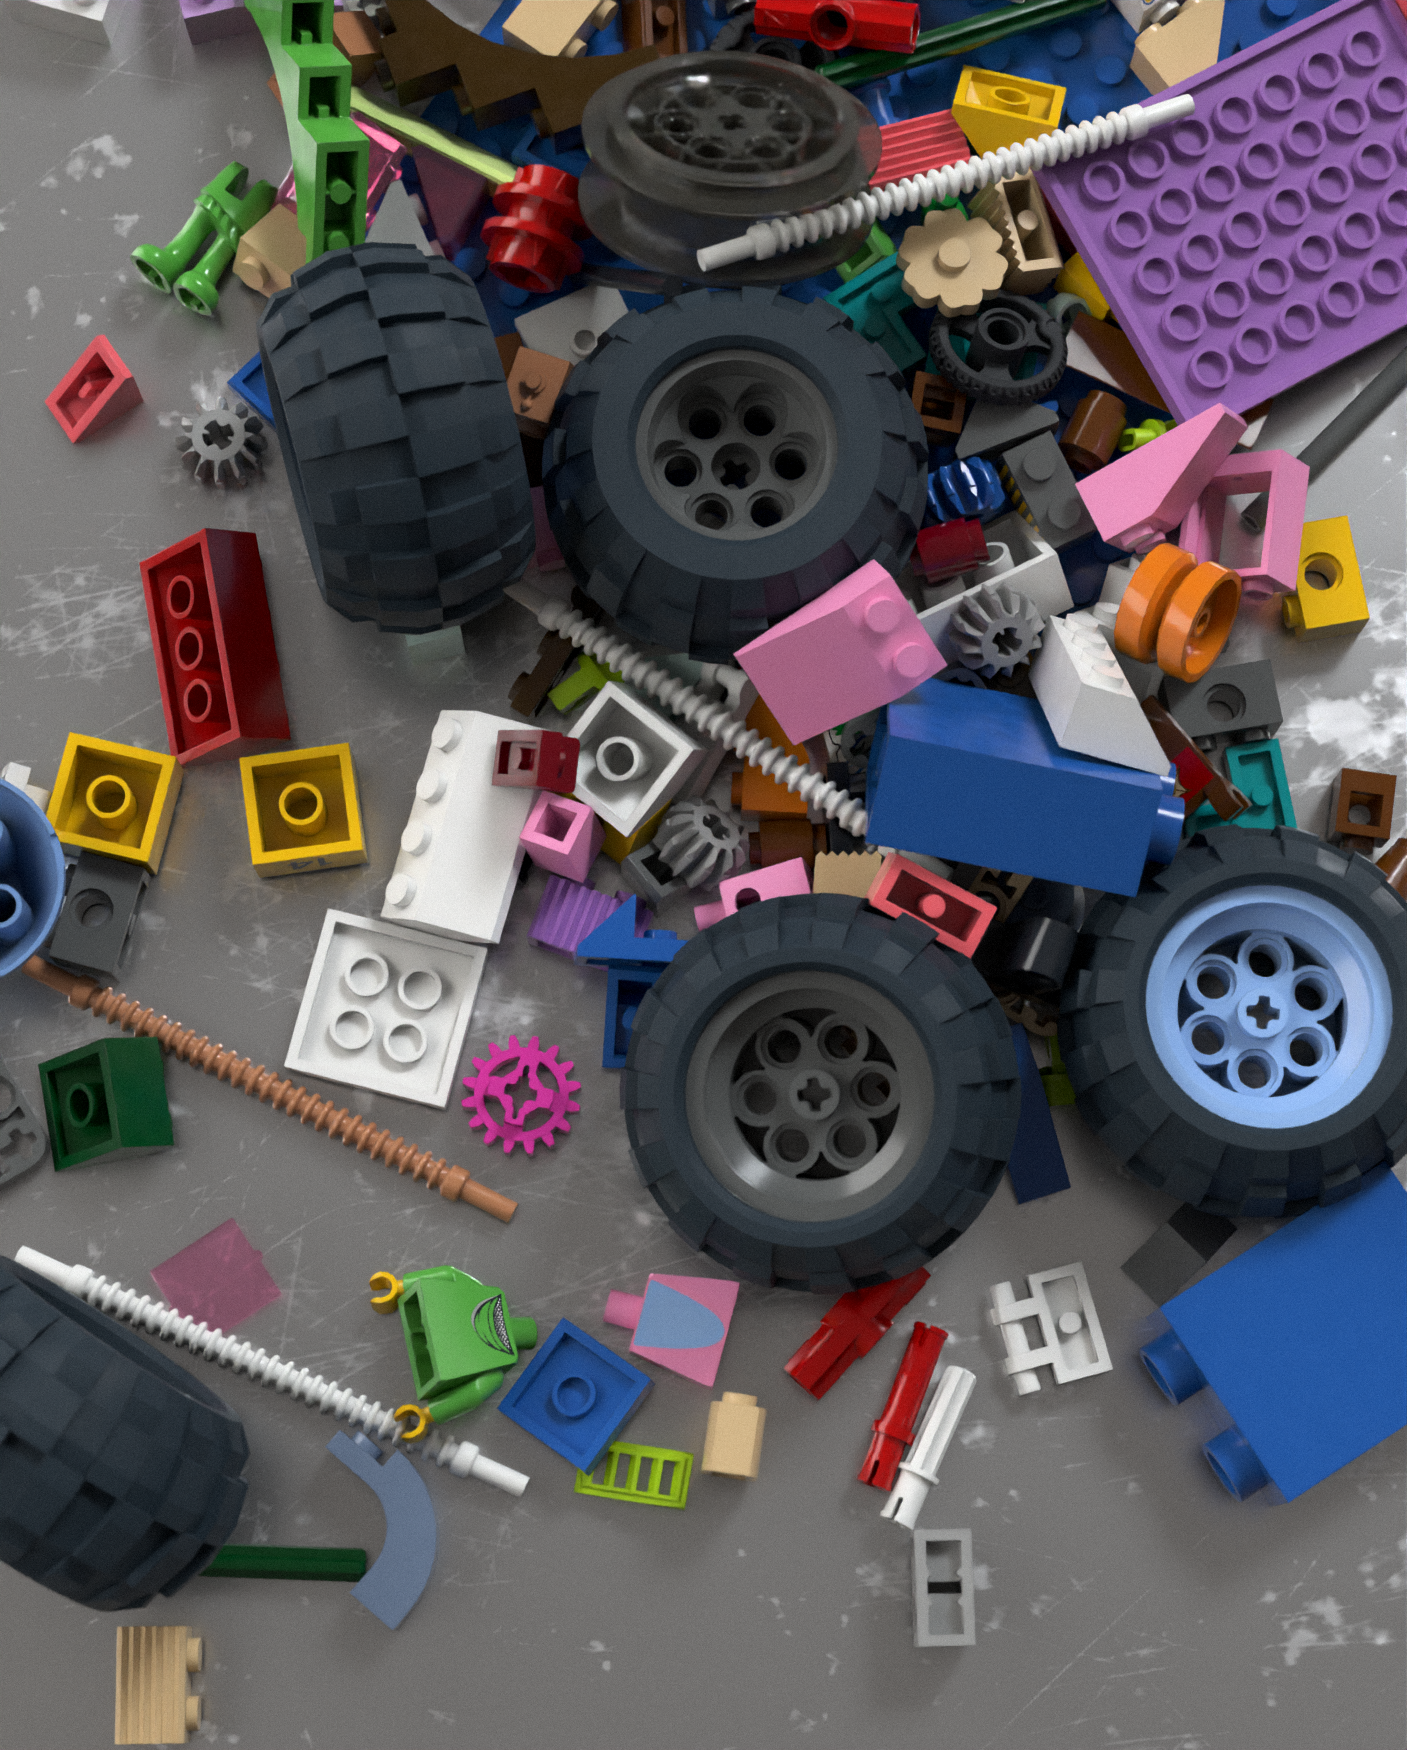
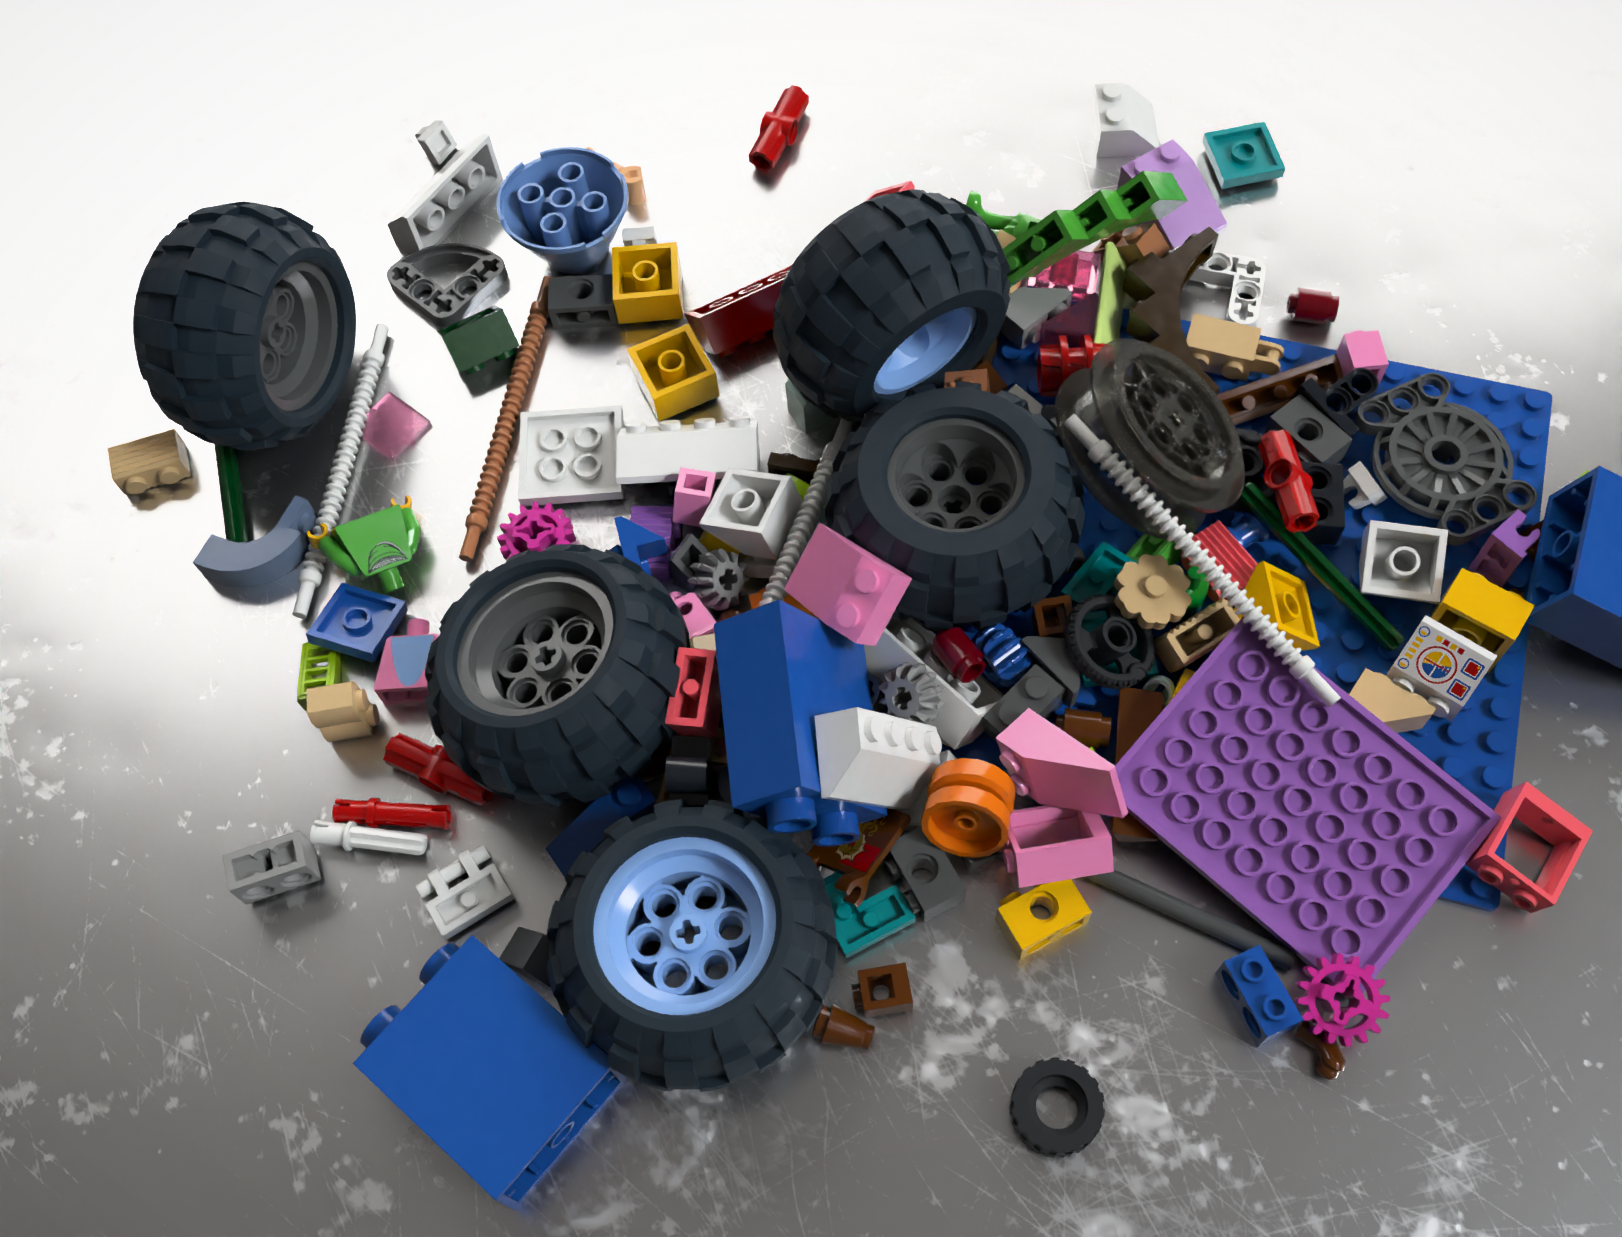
camera: 80 degrees right, 15 degrees down
(536, 760) = (727, 458): dark red slope -> none

